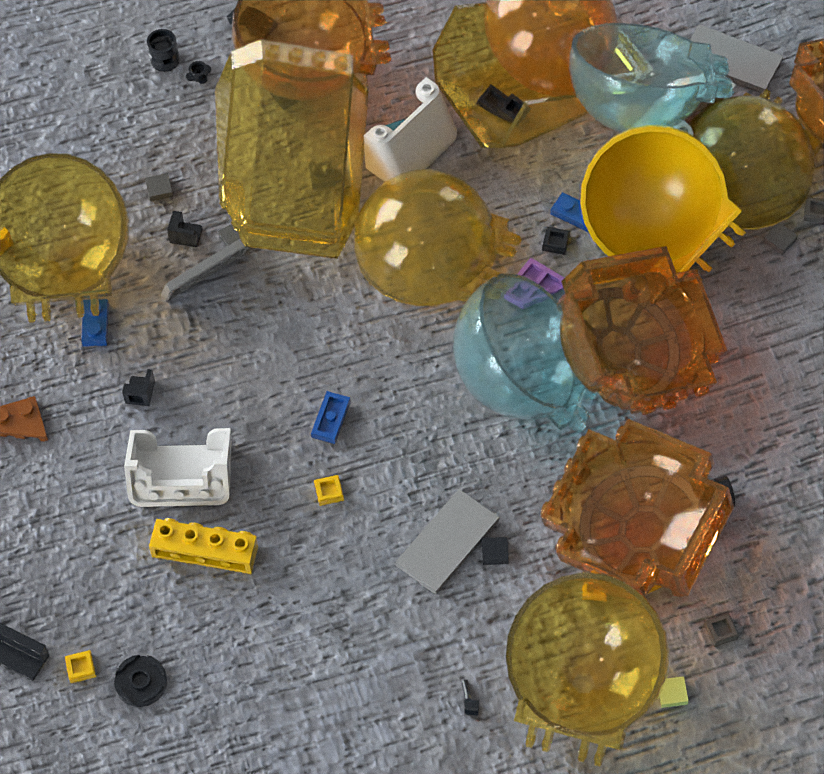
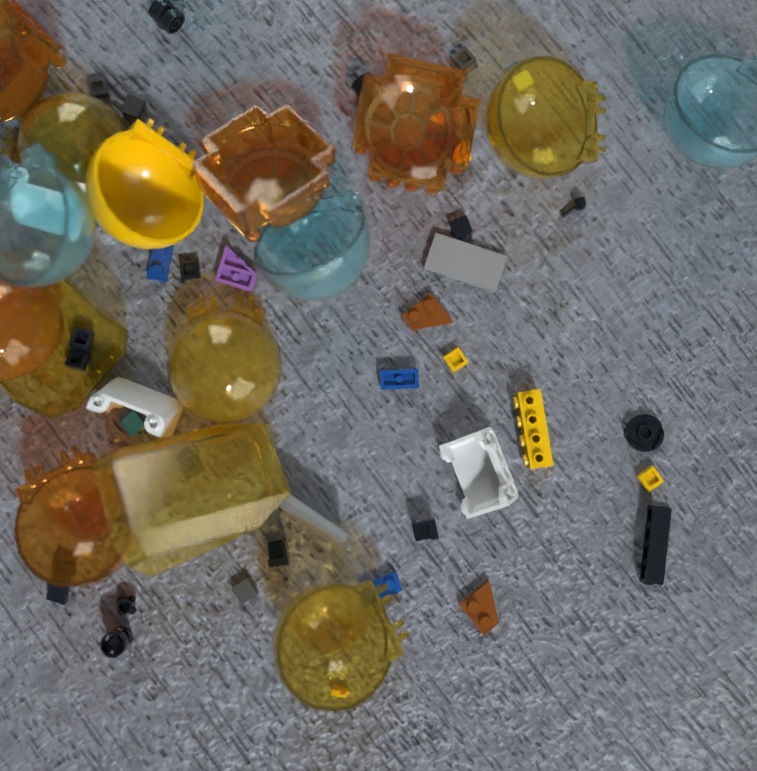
camera: 110 degrees left, 25 degrees up
(399, 475) = (426, 314): none -> dark orange wing

